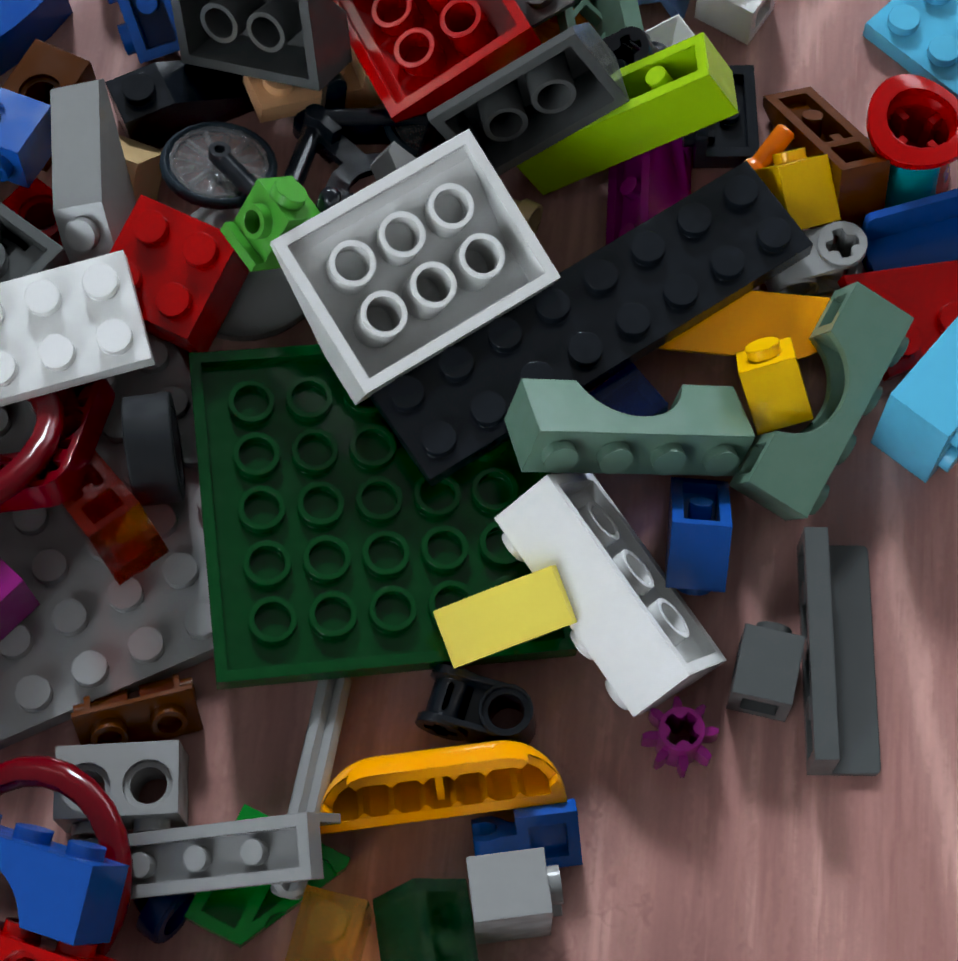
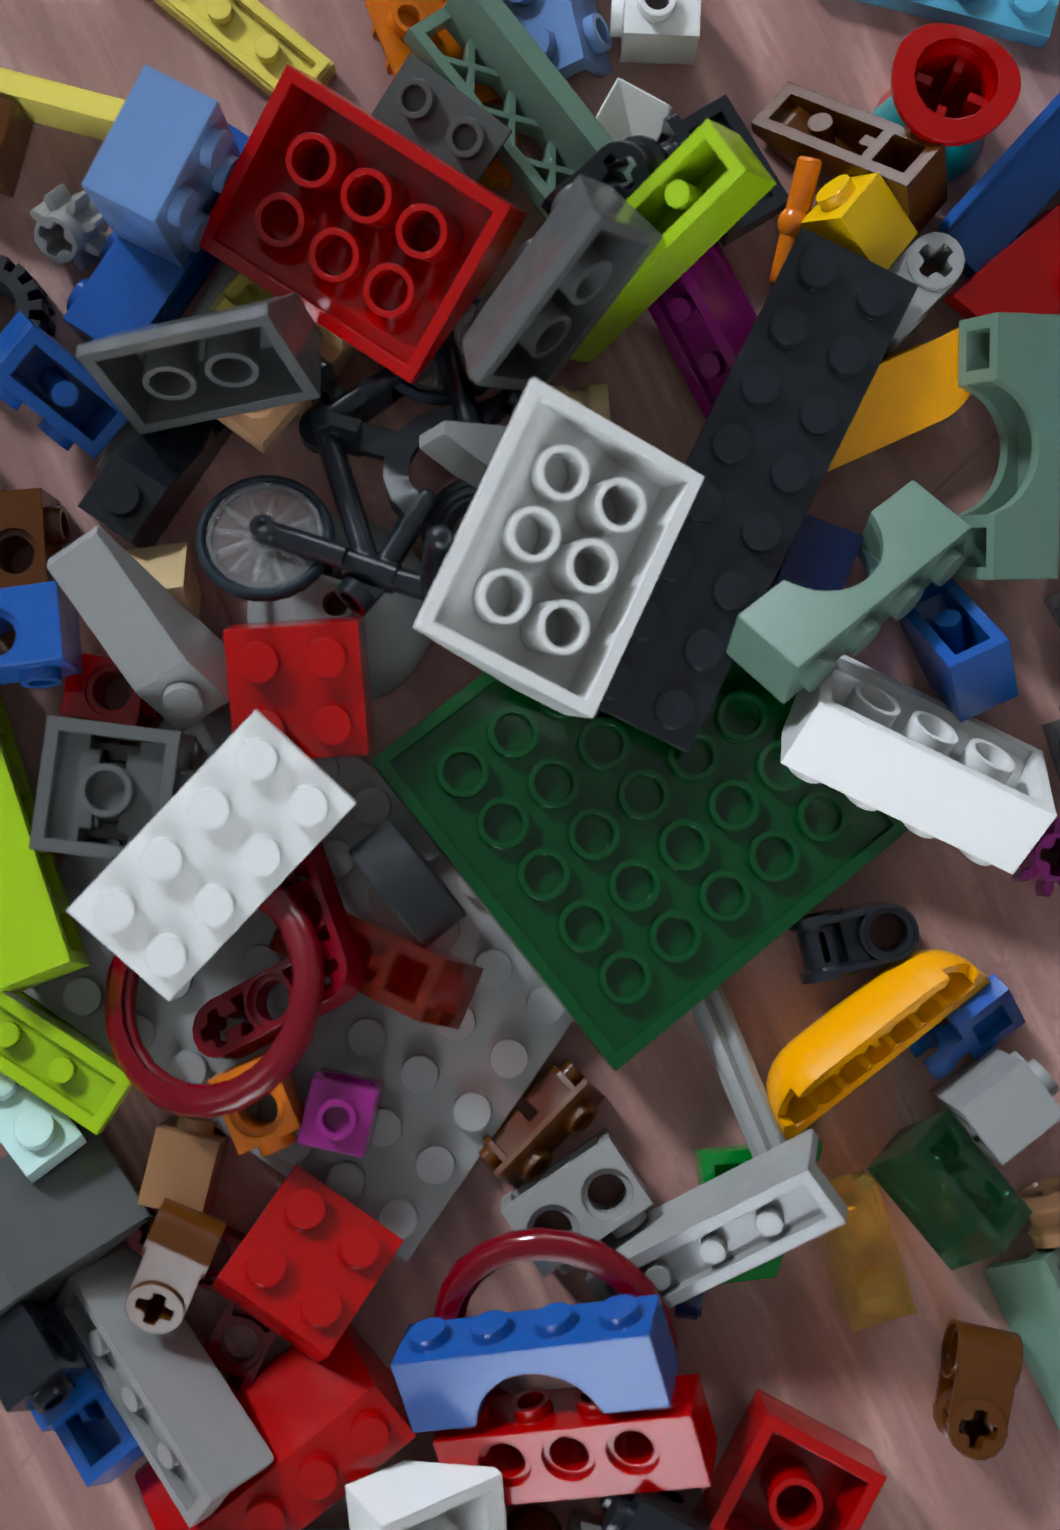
camera: 30 degrees left, 20 degrees up
(268, 212) = (390, 595): bright green brick -> none
(504, 616) = (848, 852): light yellow slope -> none
(773, 384) = (951, 455): yellow brick -> none

